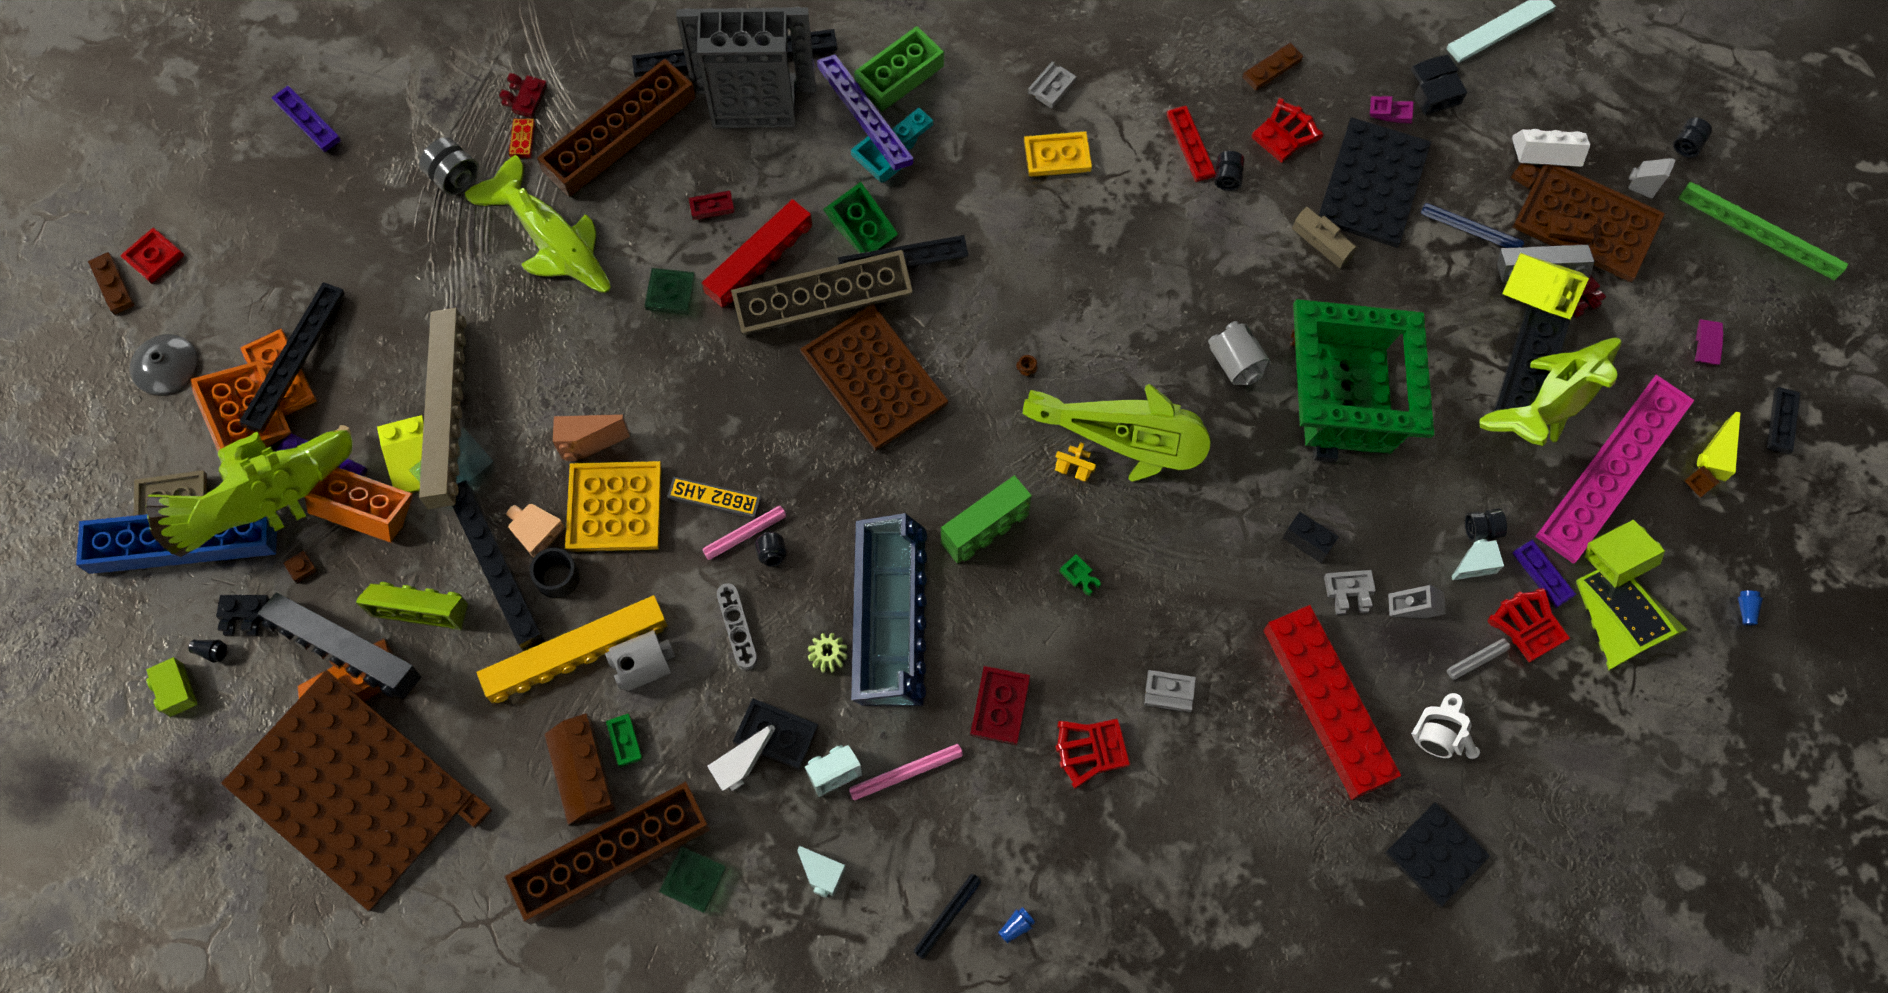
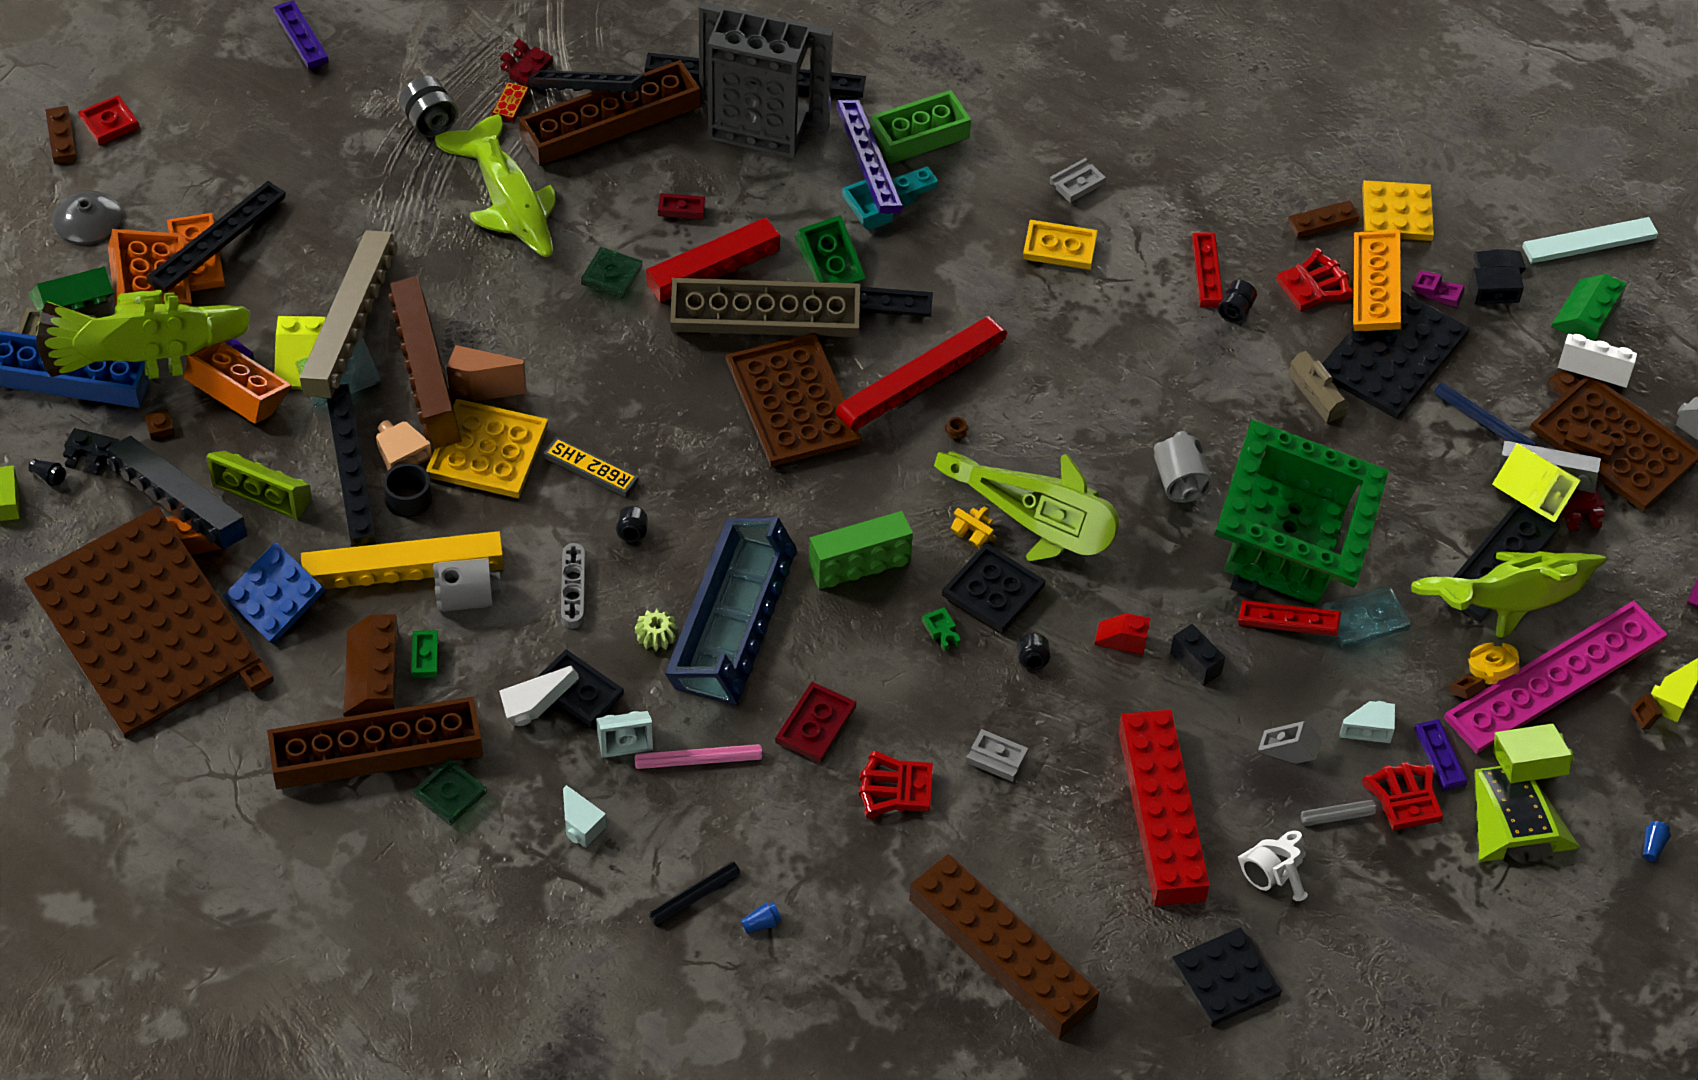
camera: 15 degrees right, 15 degrees down
(173, 455) = (73, 290): none -> green slope
(464, 720) = (274, 593): none -> blue plate
(529, 439) = (424, 363): none -> reddish brown brick
(587, 102) = (587, 80): none -> black plate
(744, 532) = (610, 505): bright pink axle -> none
(979, 321) = (920, 373): none -> red beam
(1111, 520) = (993, 588): none -> black plate
(1168, 575) = (1033, 651): none -> black head
(1239, 533) = (1124, 633): none -> red slope
(1240, 888) = (1004, 946): none -> reddish brown brick
(1332, 41) = (1398, 207): none -> yellow plate
(1342, 118) = (1377, 280): none -> light orange plate
(1347, 584) = (1224, 709): light grey plate -> none
(1376, 476) = (1289, 618): none -> red tile
(1440, 456) = (1369, 617): none -> clear light blue plate
(1487, 524) = (1395, 690): black wheel -> none
(1524, 94) = (1590, 306): none -> green slope
(1546, 500) = (1467, 686): none -> reddish brown plate
(1558, 481) = (1503, 665): none -> yellow plate

